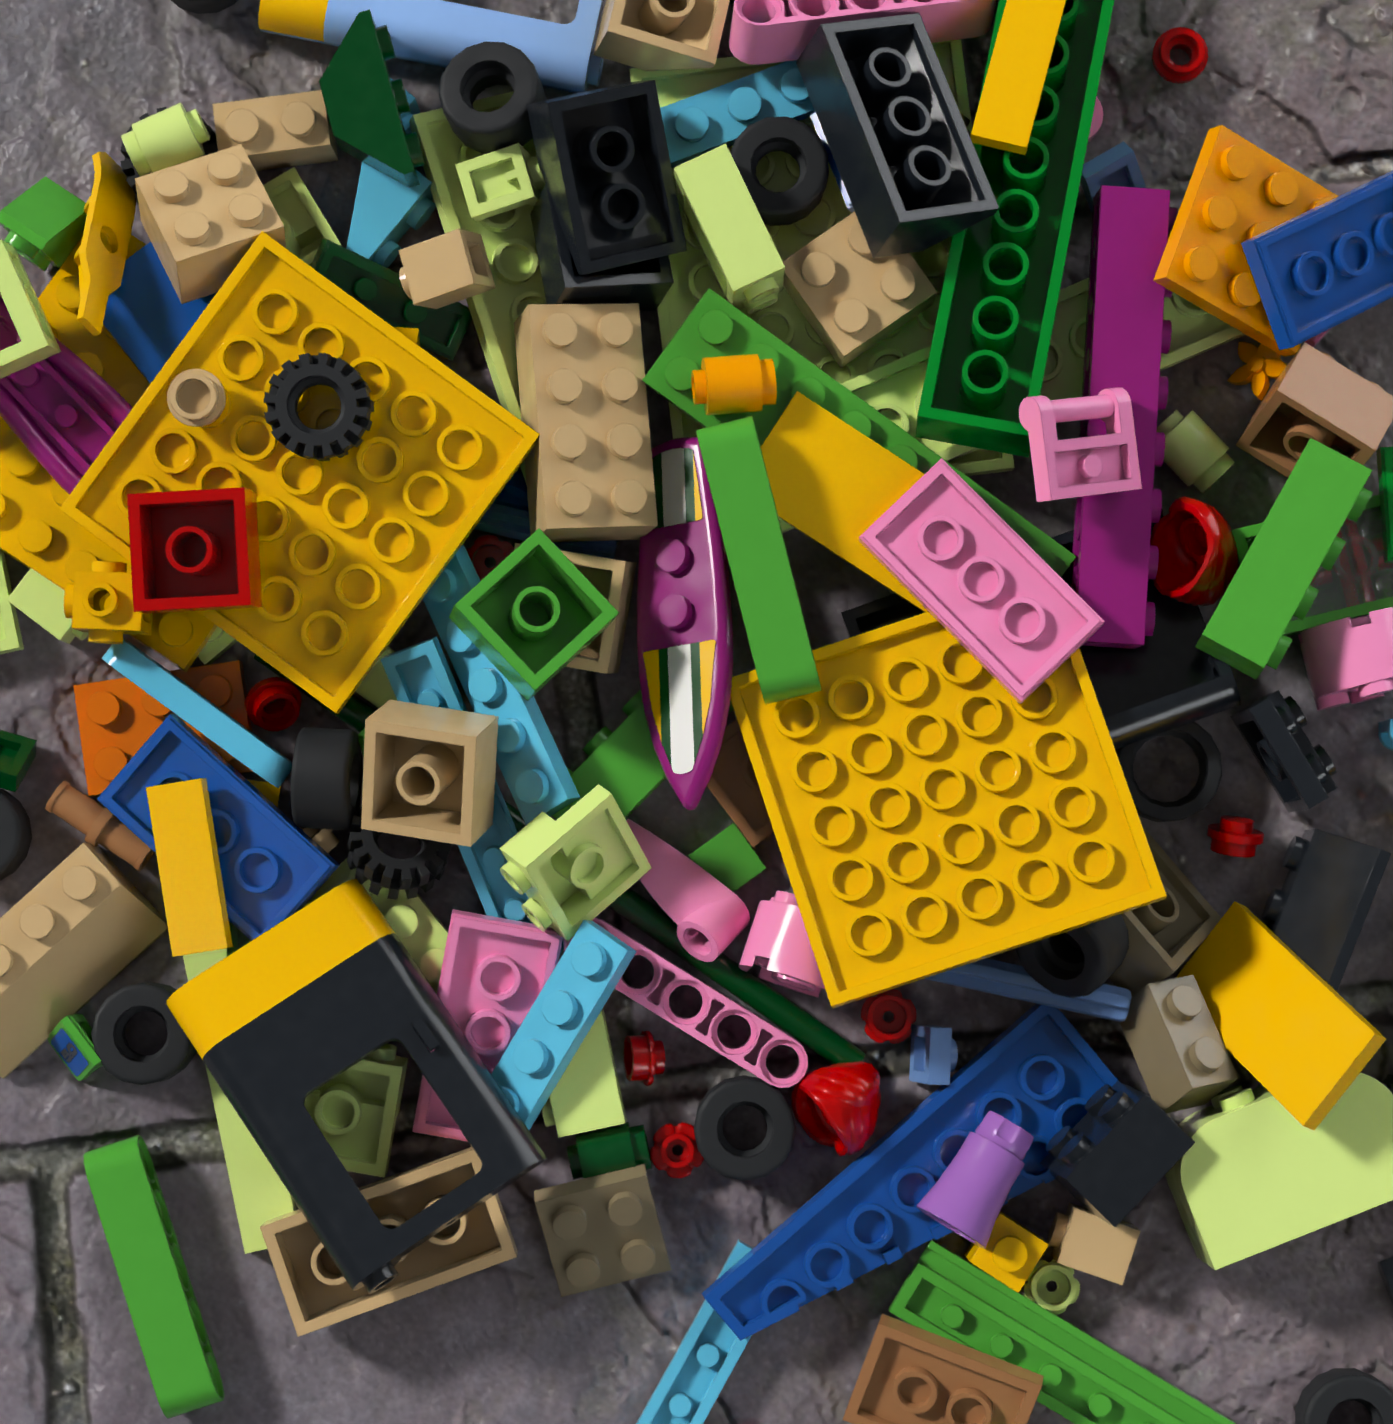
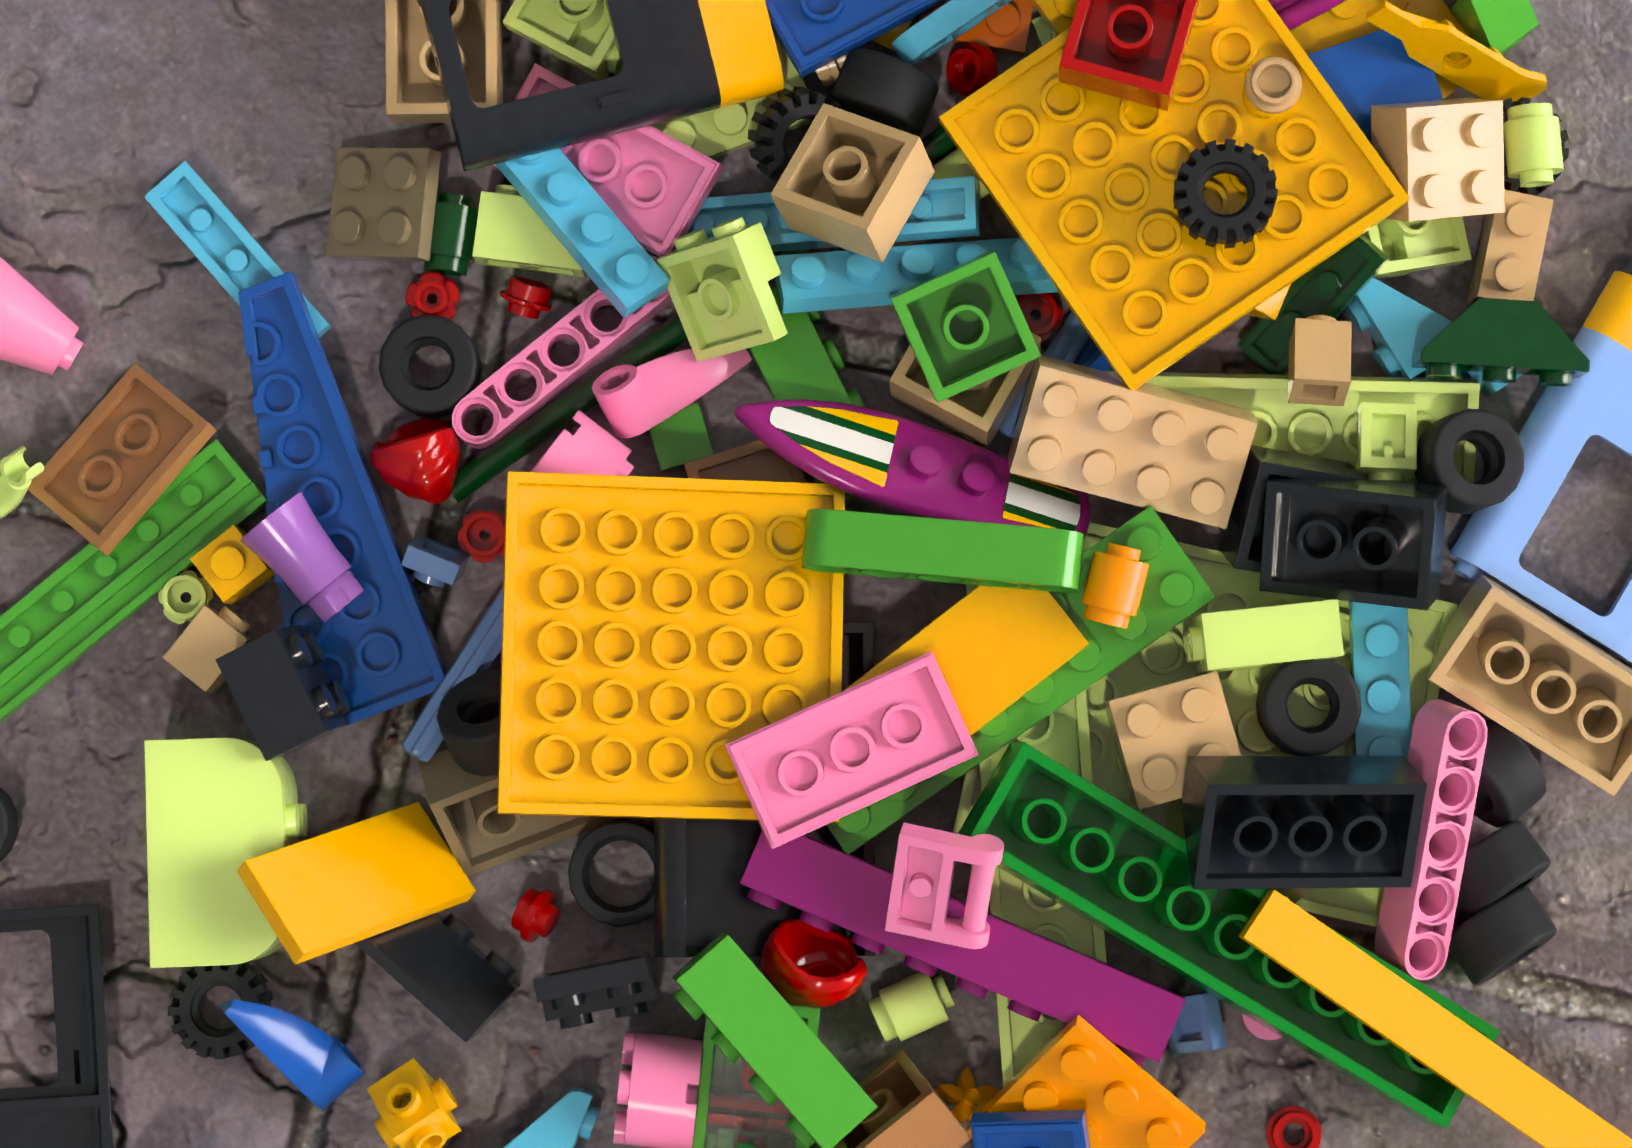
camera: 105 degrees right, 0 degrees up
(1177, 1044) = (362, 786): dark tan brick -> none

